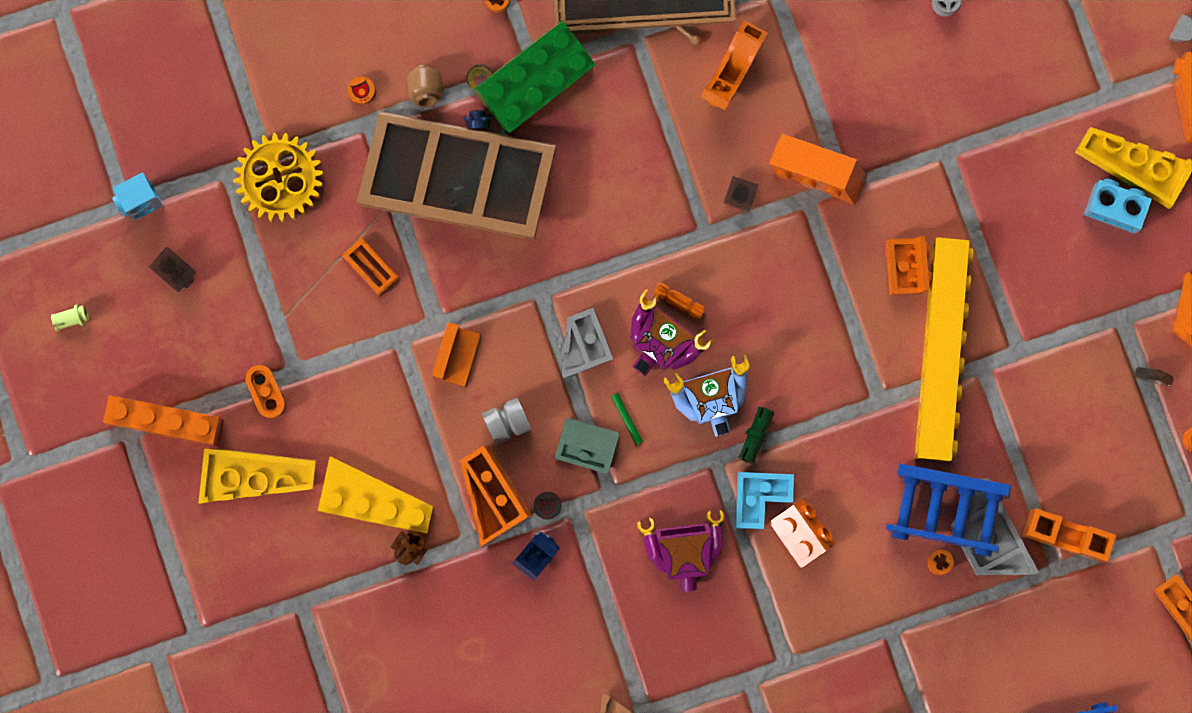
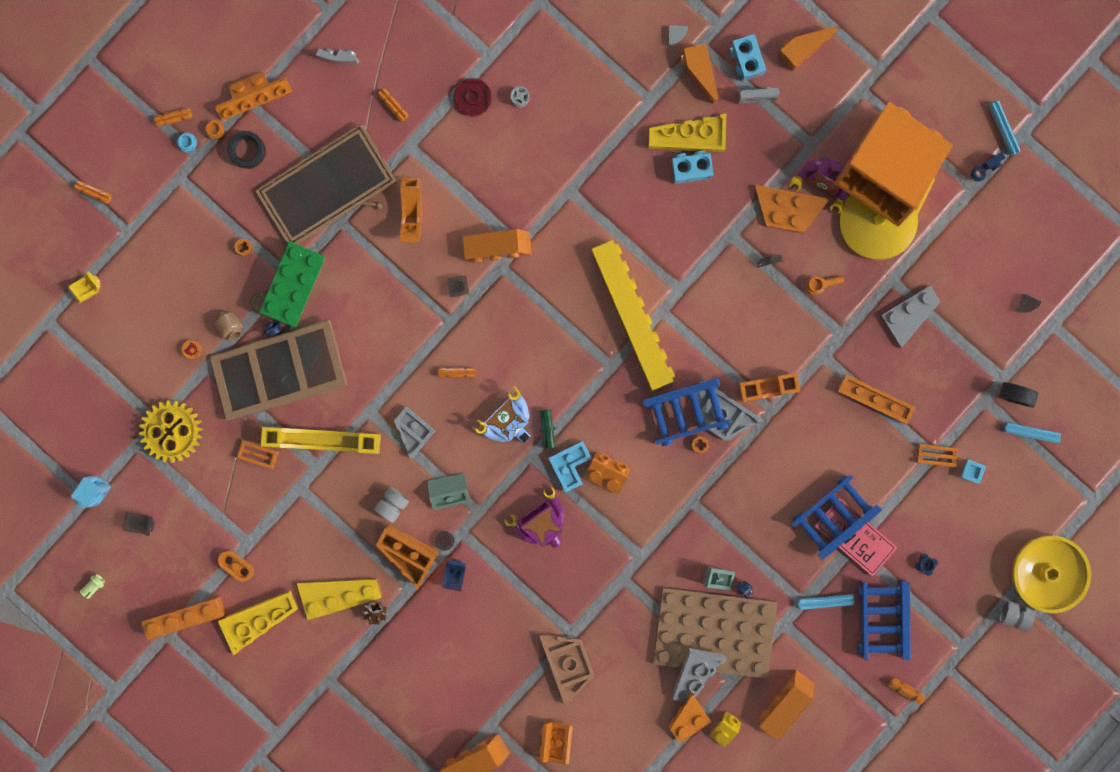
camera: 25 degrees left, 5 degrees up
(456, 355) = (339, 480): orange panel -> none
(462, 292) = (321, 440): none -> yellow arch
(626, 418) = (465, 462): green piece -> none
(662, 339) = (458, 402): torso -> none
(908, 266) = (583, 275): orange bracket -> none

